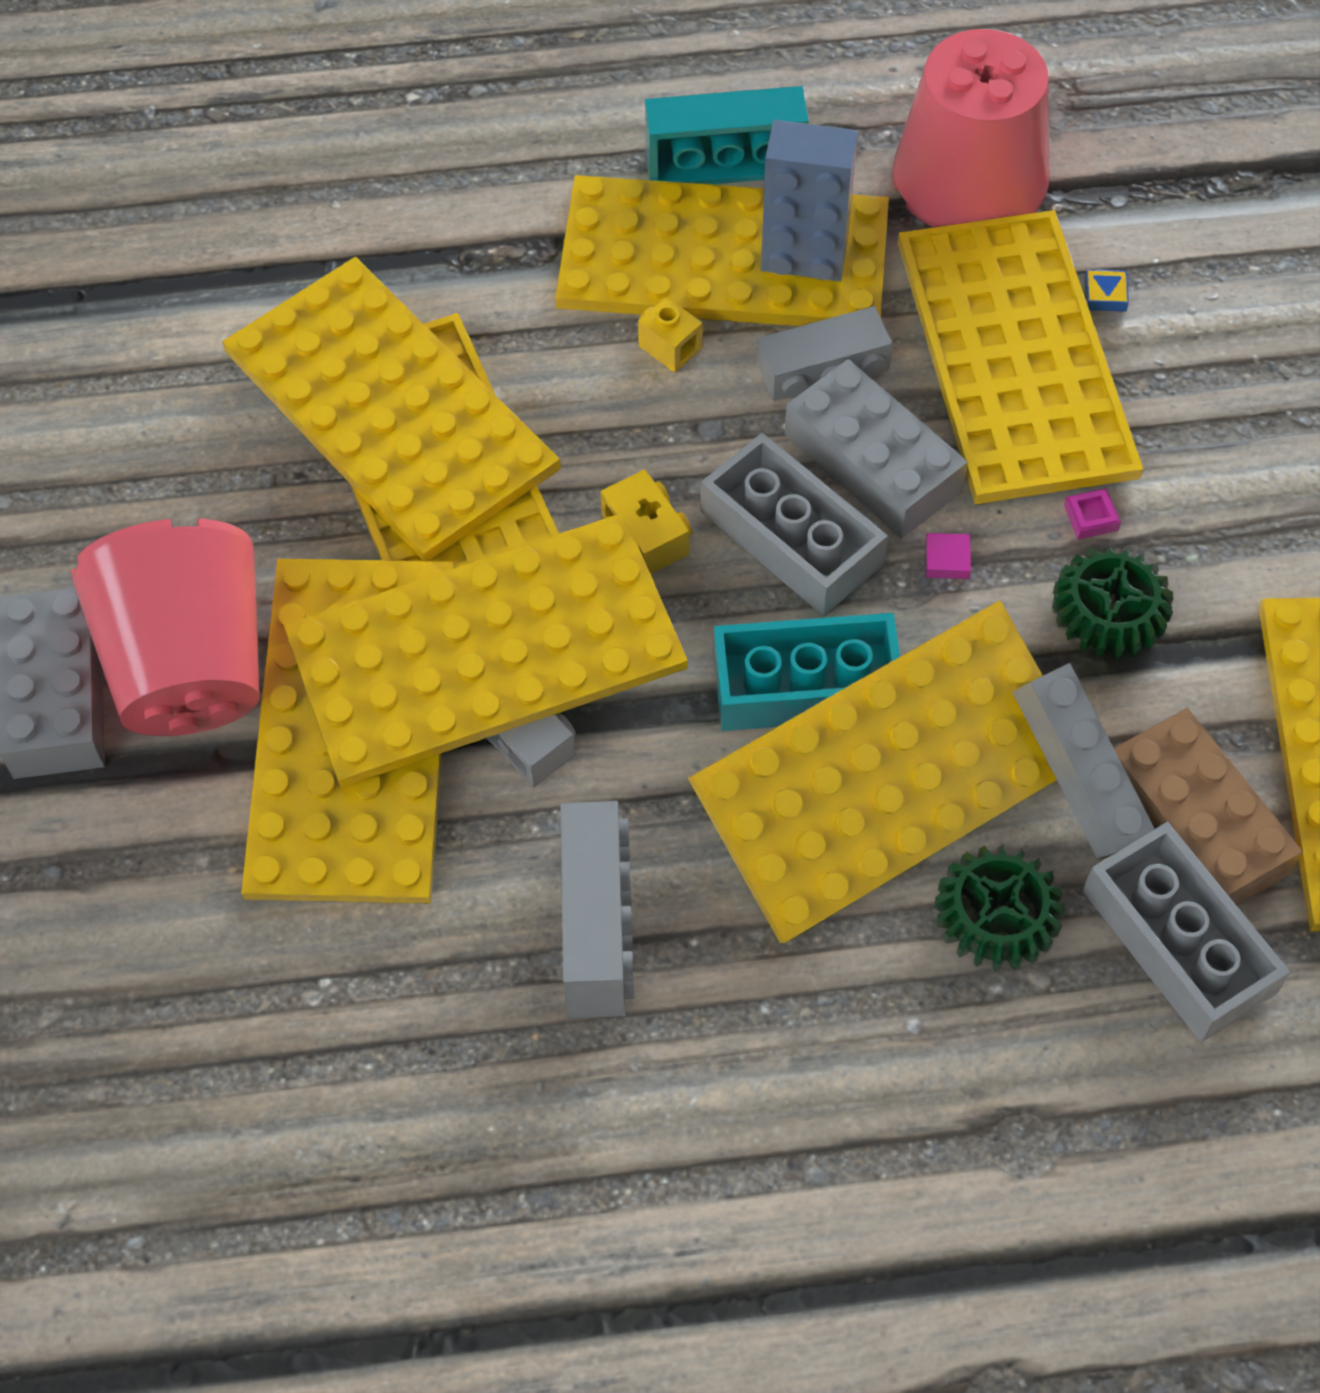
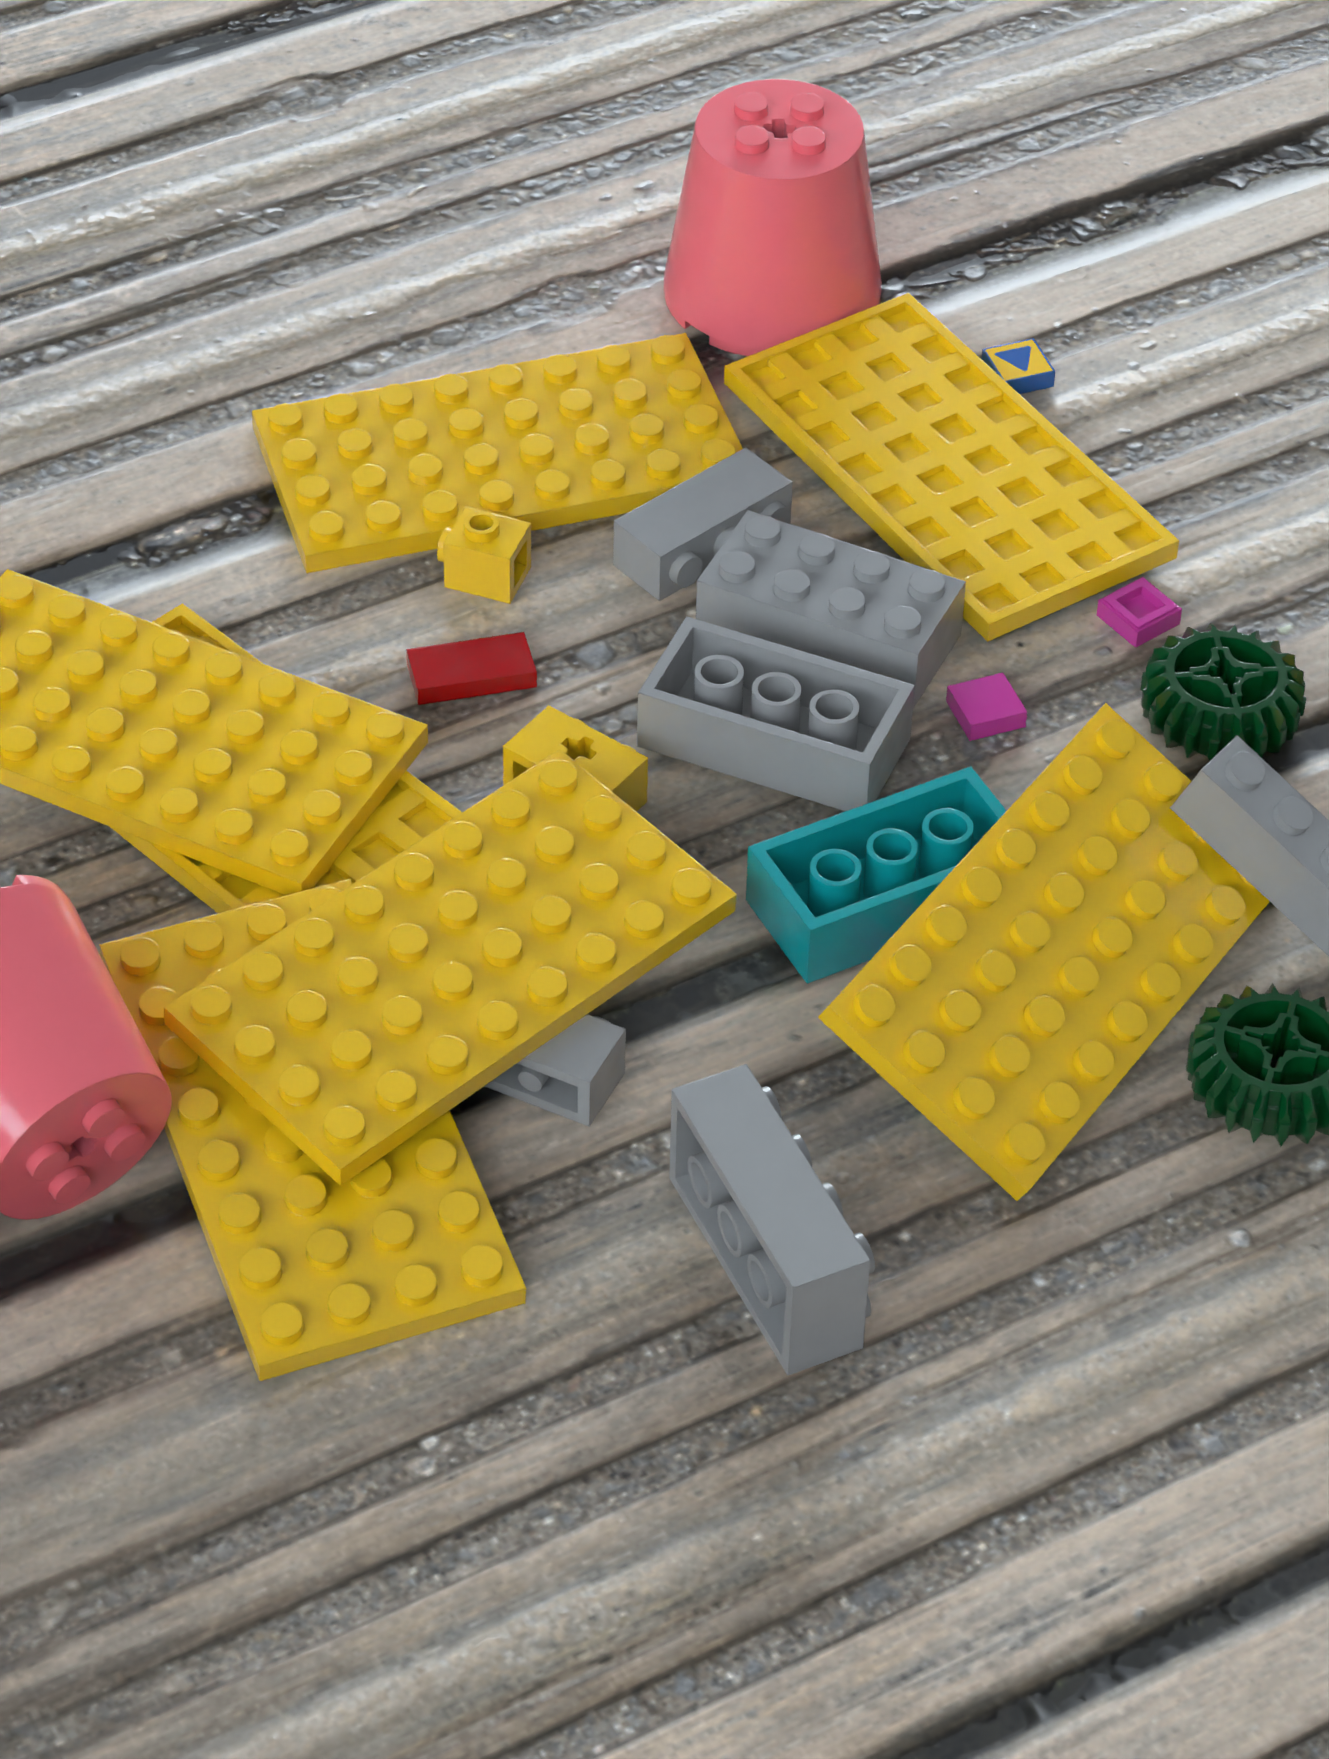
camera: 25 degrees left, 15 degrees down
(622, 416) = (471, 668): none -> red tile
(716, 134) = (444, 308): teal brick -> none
(807, 199) = (618, 330): sand blue brick -> none

